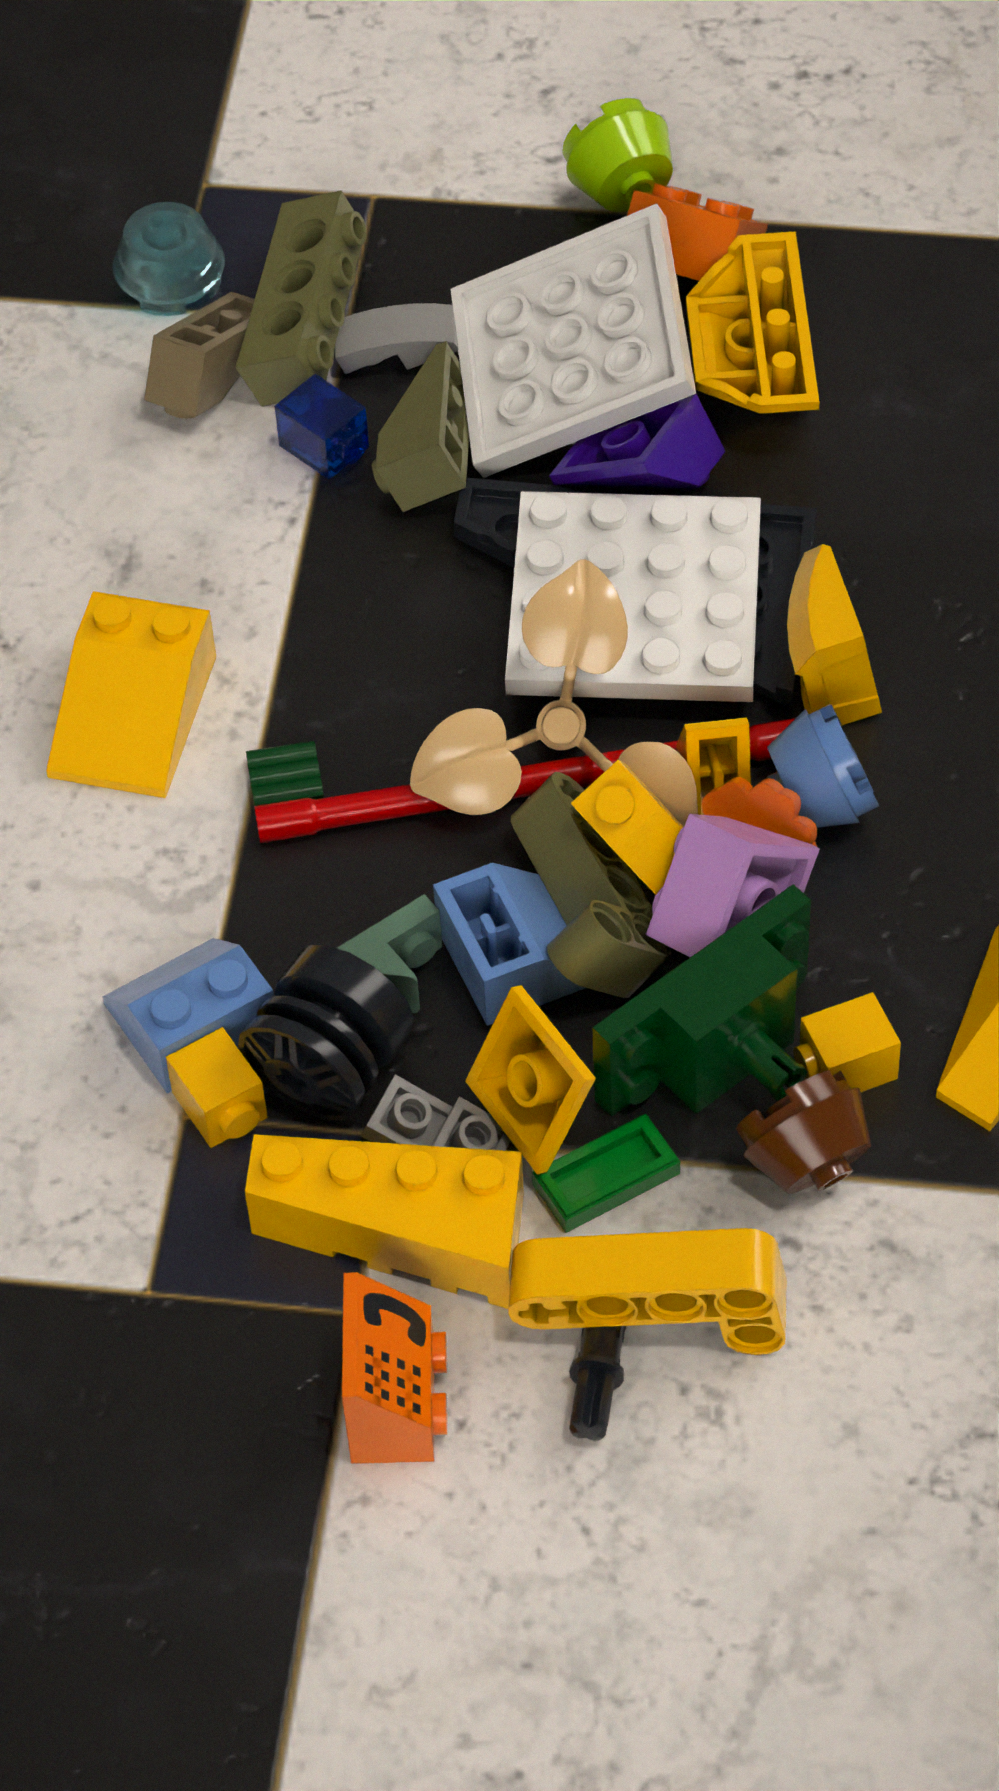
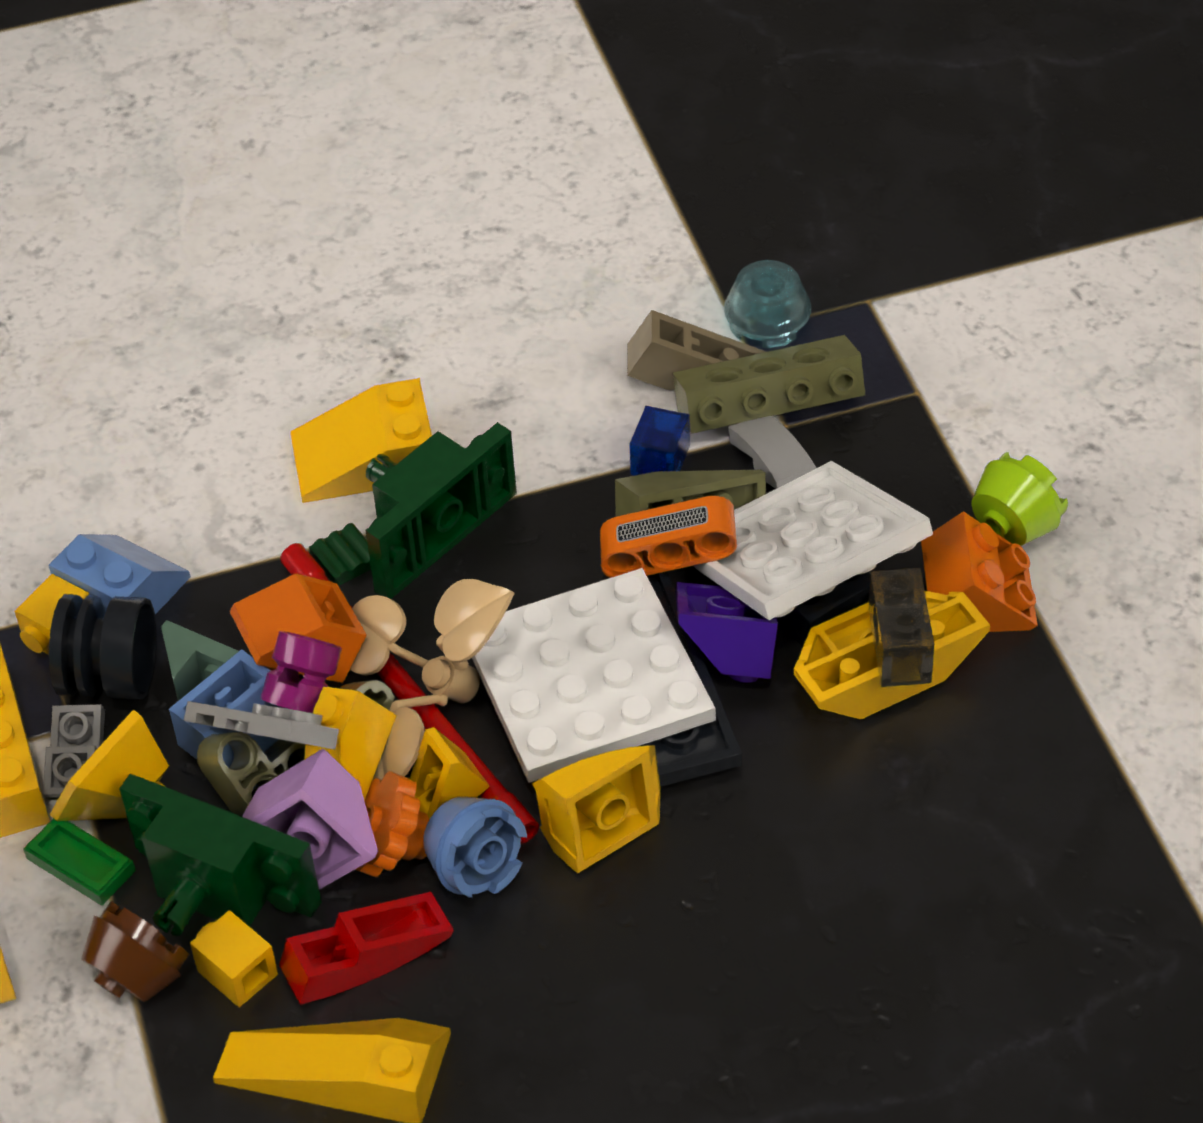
camera: 65 degrees right, 5 degrees down
(295, 652) = (434, 502): none -> dark green brick
(421, 824) = (303, 608): none -> orange slope
(504, 447) = (669, 537): none -> orange beam
(530, 822) = (299, 654): none -> magenta wheel
(574, 891) = (266, 721): none -> light grey wing
(782, 286) = (901, 627): none -> clear smoke brick
(892, 925) = (363, 946): none -> red slope

